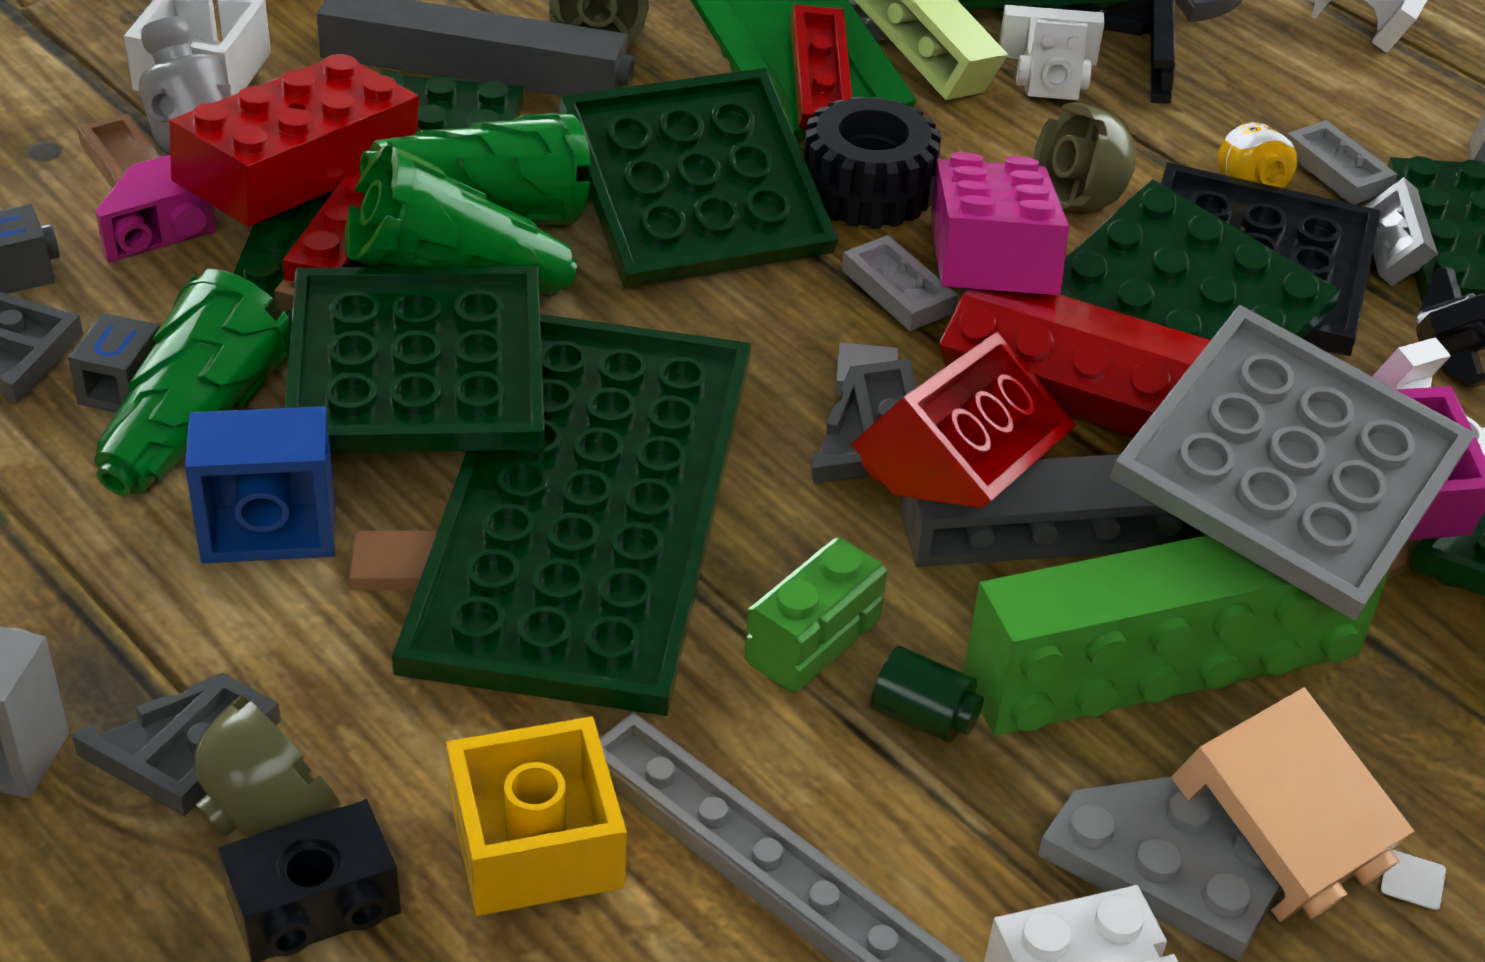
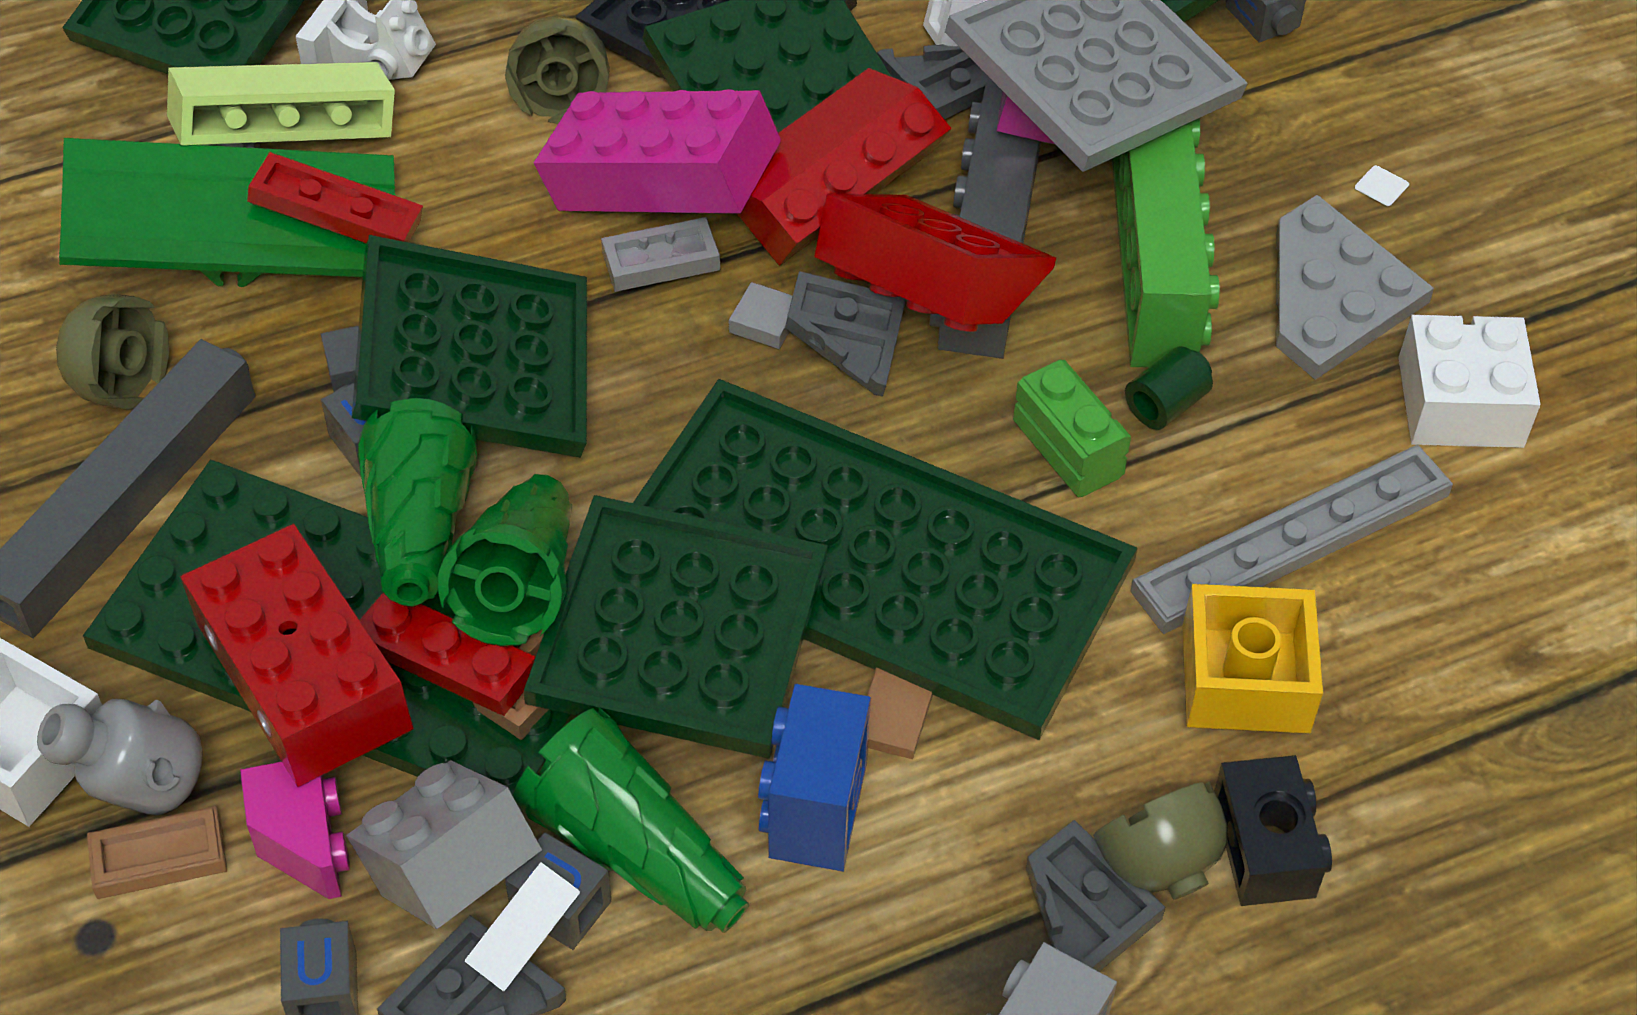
camera: 70 degrees left, 10 degrees up
(60, 335) = (522, 926): none -> white sticker
(122, 260) = (443, 842): none -> light grey brick
(872, 160) = (491, 206): black tyre -> none
(1300, 802) = (1337, 204): light nougat panel -> none

